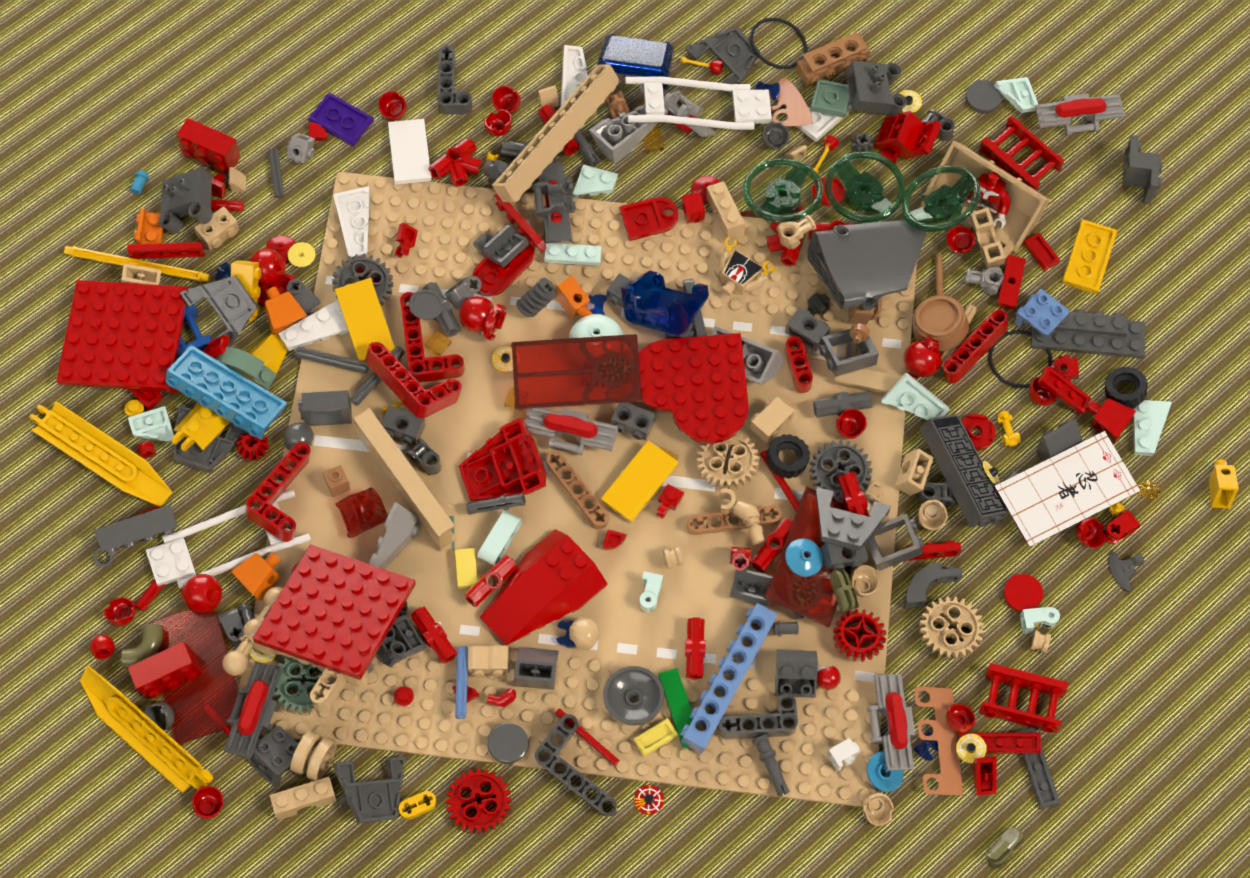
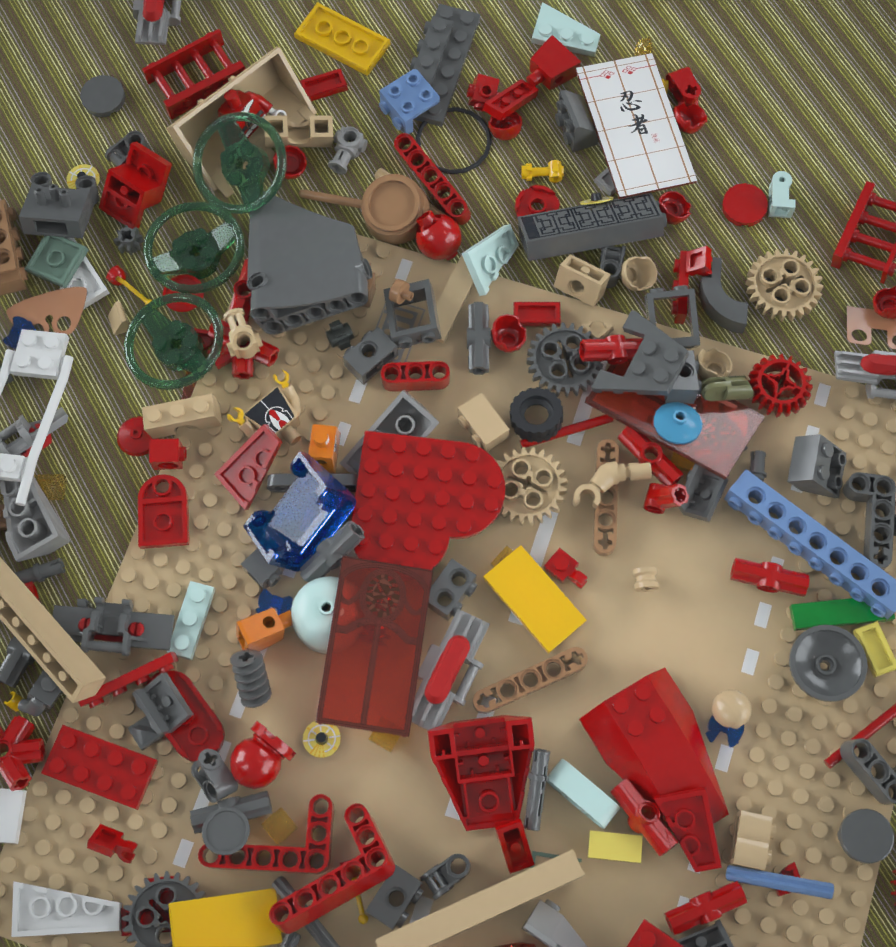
camera: 75 degrees left, 5 degrees up
(454, 494) = (514, 846): none -> red slope
(456, 221) = (100, 767): none -> red plate
(492, 614) = (692, 824): none -> red wing
(502, 700) = (806, 832): red arm -> none
(536, 668) = (771, 778): dark grey slope -> none
(594, 181) = (88, 571): light aqua wing -> none
(613, 539) = (606, 648): red tile -> none
(643, 329) = (331, 550): none -> dark grey piece
(650, 597) = (688, 614): light aqua leg -> none
(696, 263) = (249, 465): none -> wing
(722, 311) = (325, 445): none -> orange torso
(775, 135) = (89, 336): dark grey hair -> none
(828, 678) = (830, 428): red piece -> none
(876, 445) = (538, 313): none -> red tile
(890, 154) = (150, 215): red tile -> none
(951, 554) = (699, 261): none -> red tile
(1002, 533) = (674, 206): none -> red hair
(1012, 273) = (372, 129): red tile -> none
(1018, 93) = (112, 56): light aqua wing -> none
(1040, 641) = (809, 199): tan wheel -> none
(1124, 569) = (732, 98): dark grey piece -> none
(1130, 375) = (511, 25): black tyre -> none

